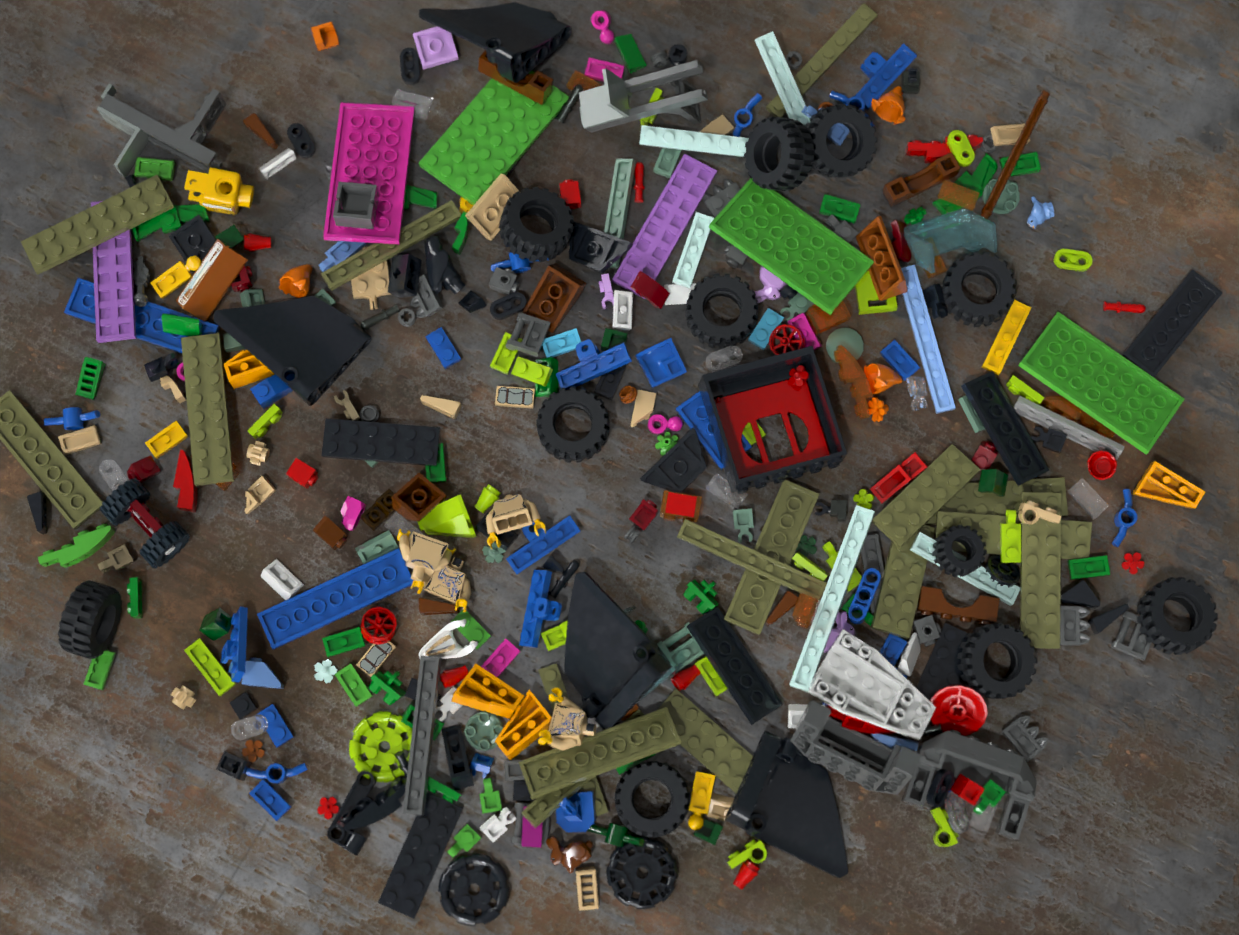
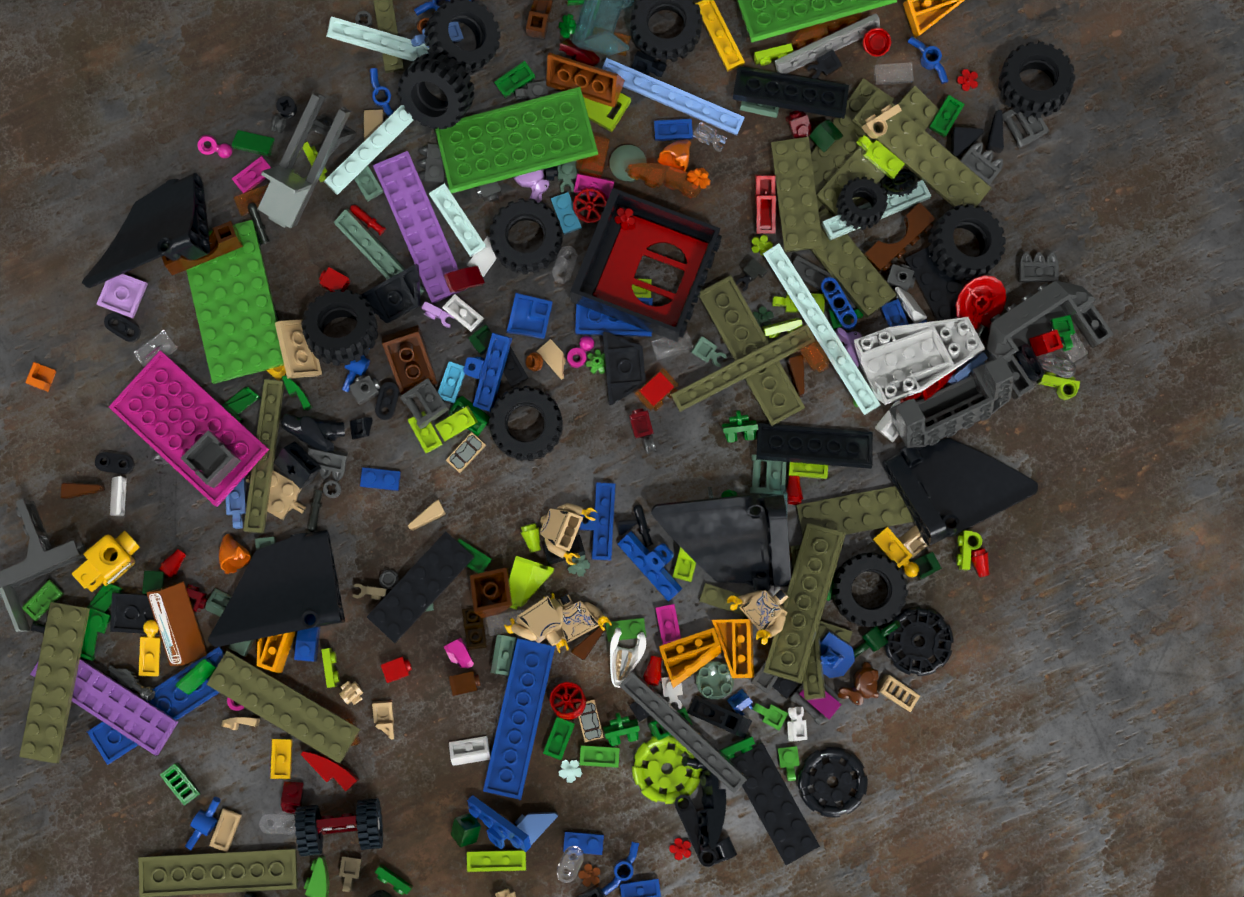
camera: 55 degrees left, 5 degrees up
(159, 368) = (216, 721): black plate -> none
(243, 705) = (547, 856): black plate -> none

